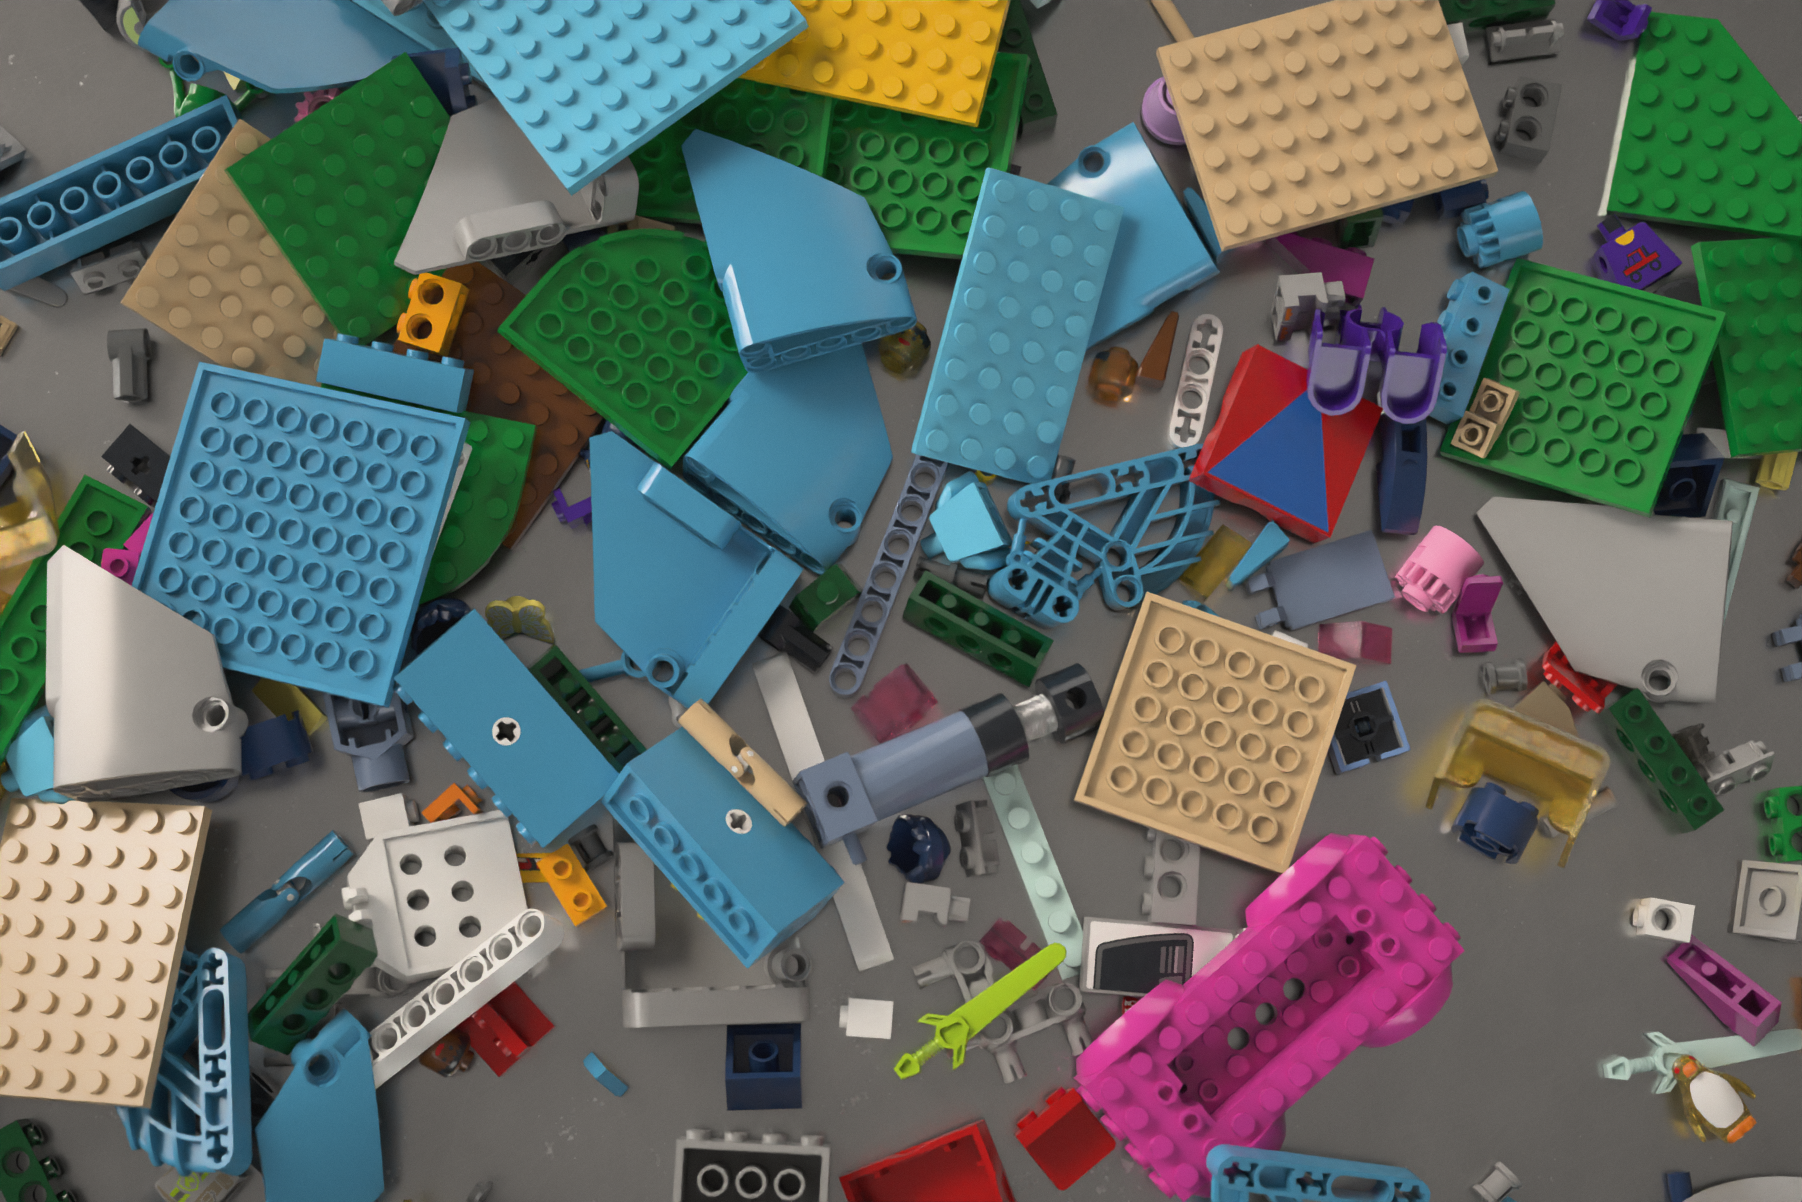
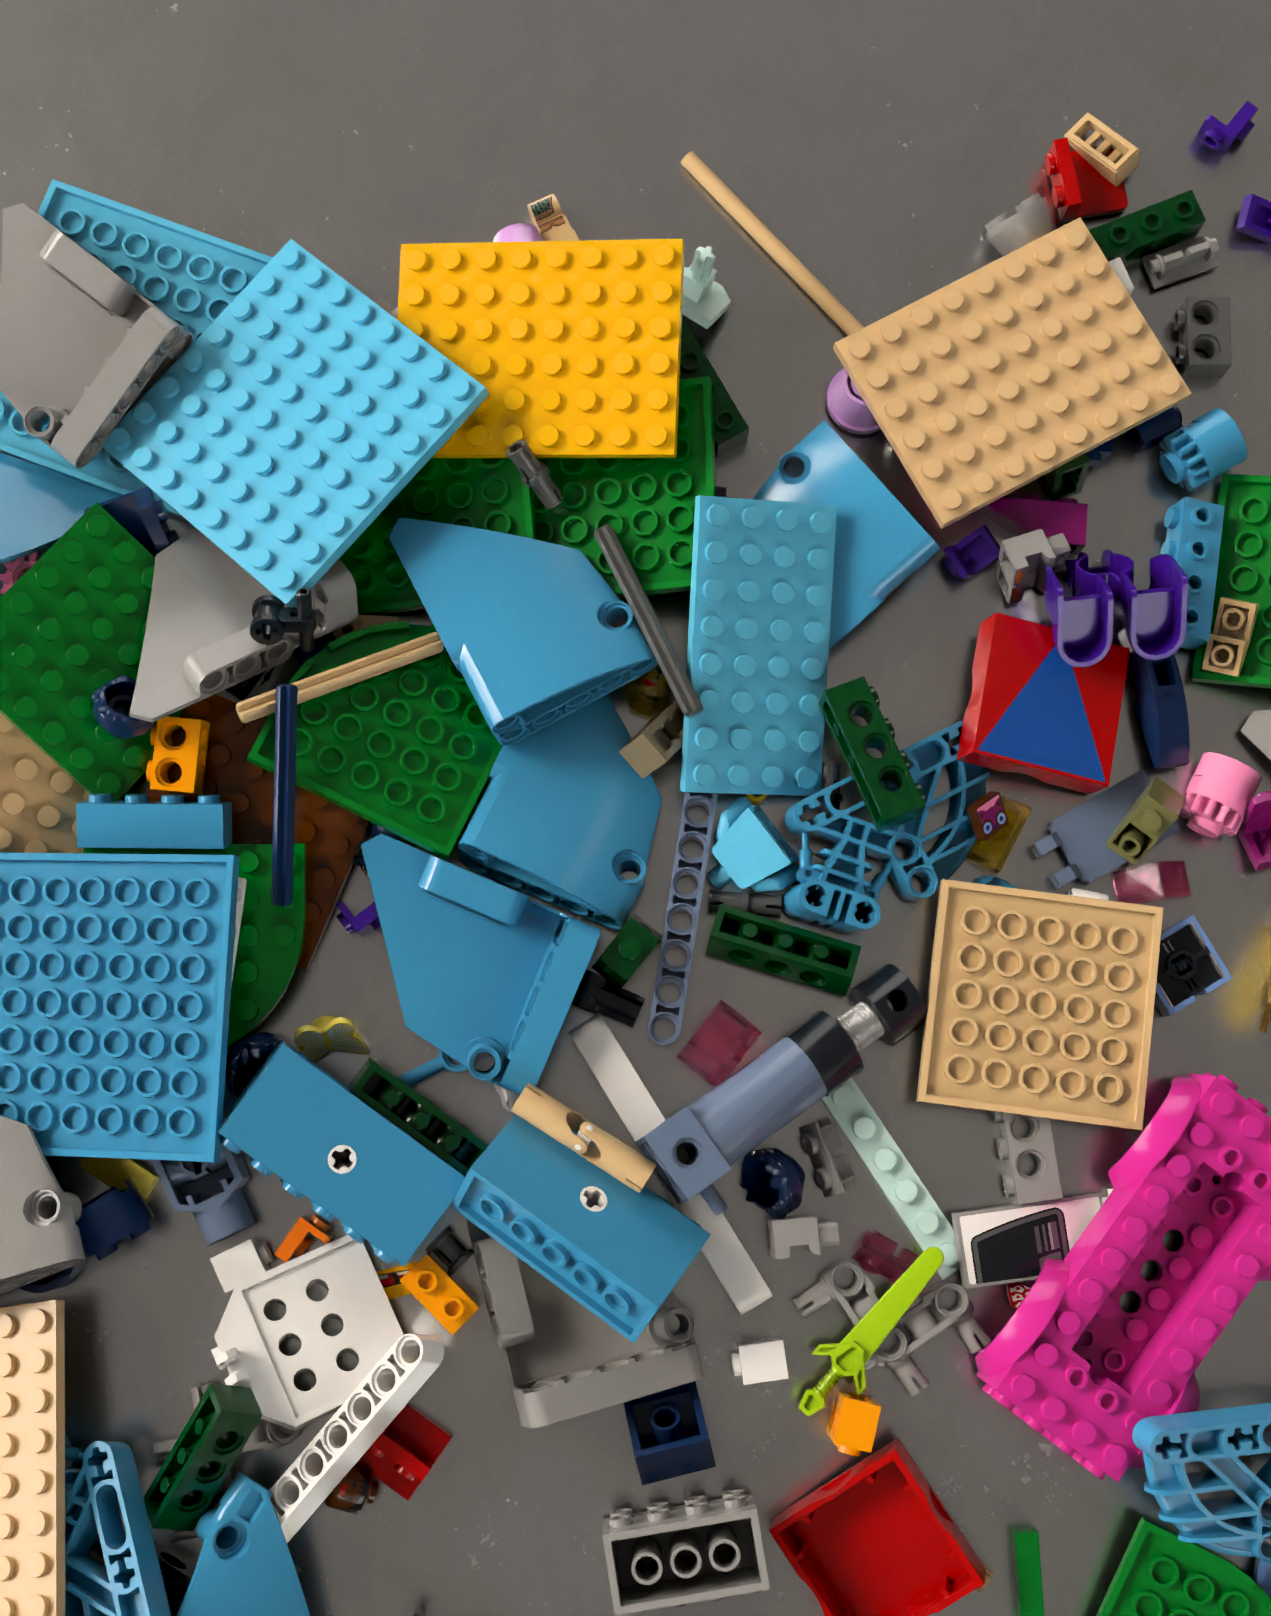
camera: 10 degrees left, 0 degrees up
(273, 903) = (147, 1374): dark azure piece -> none
(379, 253) = (113, 706): none -> dark blue hair
(526, 372) = (284, 794): none -> dark blue axle
(562, 203) = (284, 619): none -> black piece
(604, 271) = (345, 675): none -> tan axle
(604, 1075) = (512, 1475): dark azure tile -> none
(836, 114) = (535, 474): none -> dark grey pin
(898, 399) = (656, 741): none -> dark tan brick
(915, 280) = (648, 621): none -> dark grey axle
(943, 1094) = (853, 1422): none -> light orange brick
(1064, 1138) = (980, 1437): red bracket -> none
(1106, 509) = (884, 806): none -> dark green brick
(1113, 374) = (858, 662): clear orange head -> none
(1155, 364) = (897, 652): reddish brown slope -> none
(1192, 382) = (939, 661): white beam -> none
(1199, 213) = (914, 503): dark azure slope -> none
(1206, 541) = (987, 816): none -> reddish brown tile
(1250, 284) = (972, 553): none -> dark purple bracket
(1264, 549) = (1045, 807): dark azure slope -> none
(1360, 580) = (1146, 821): none -> olive slope

